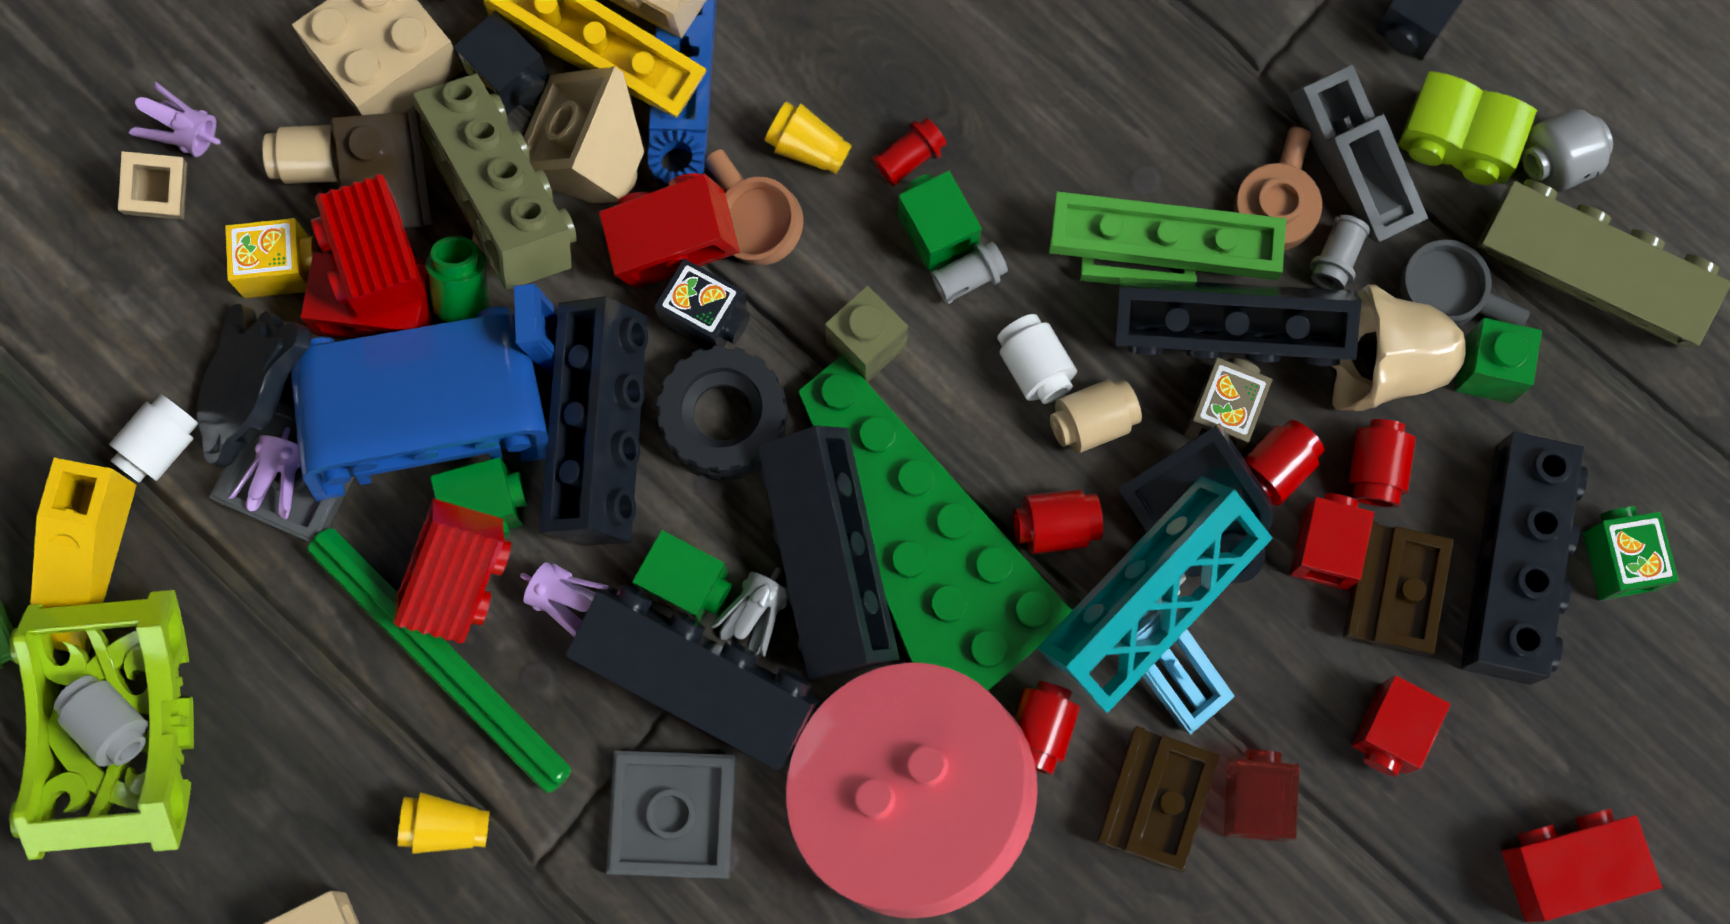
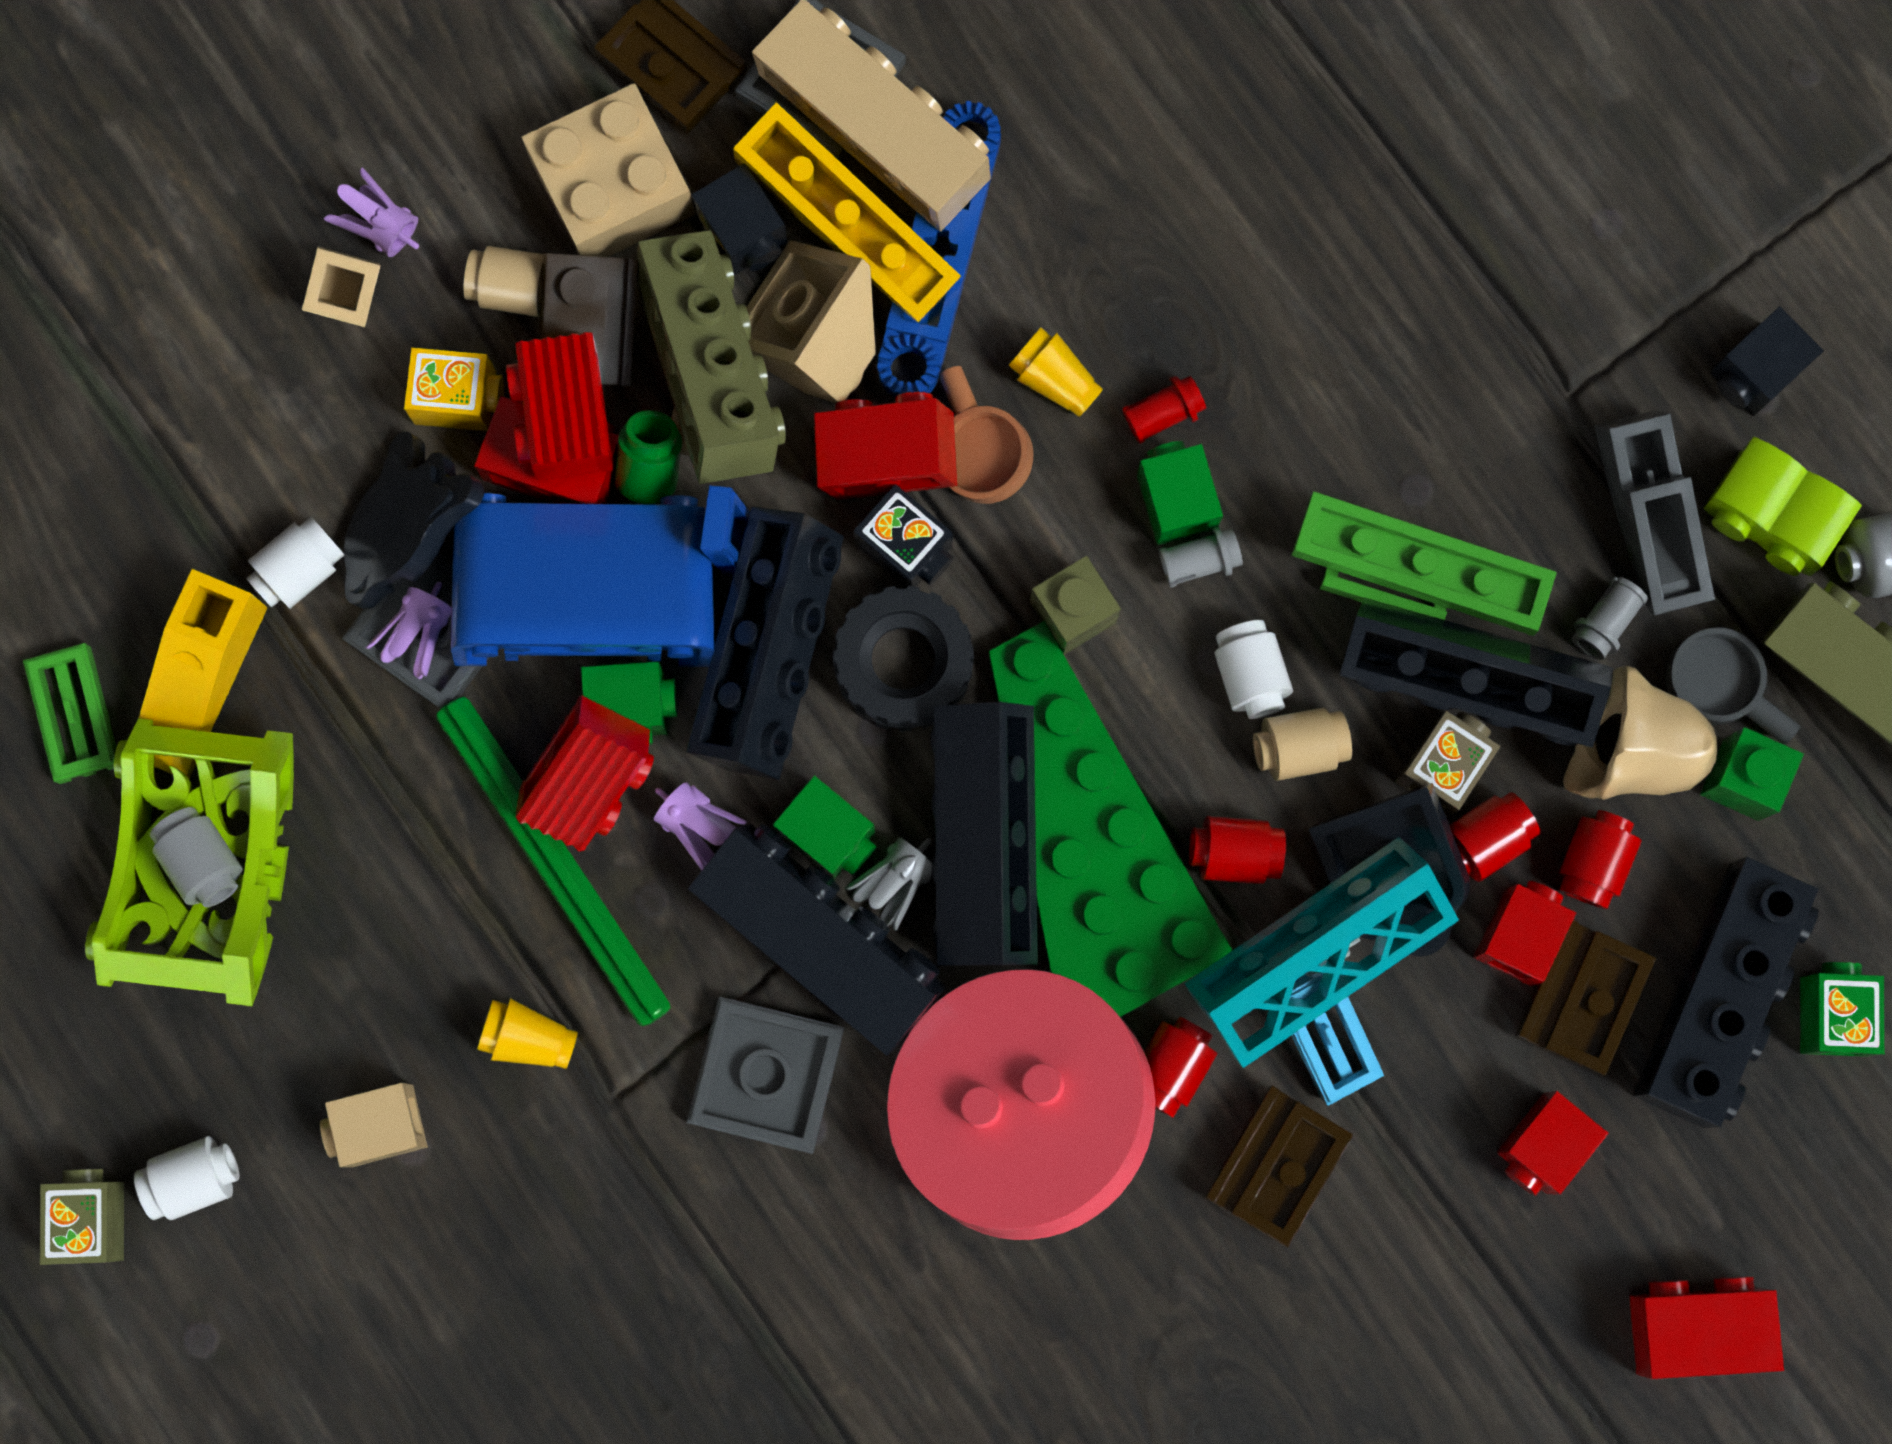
camera: 10 degrees right, 5 degrees up
(1261, 797) = (1387, 1187): clear red brick -> none
(1284, 191) = (1563, 537): nougat piece -> none

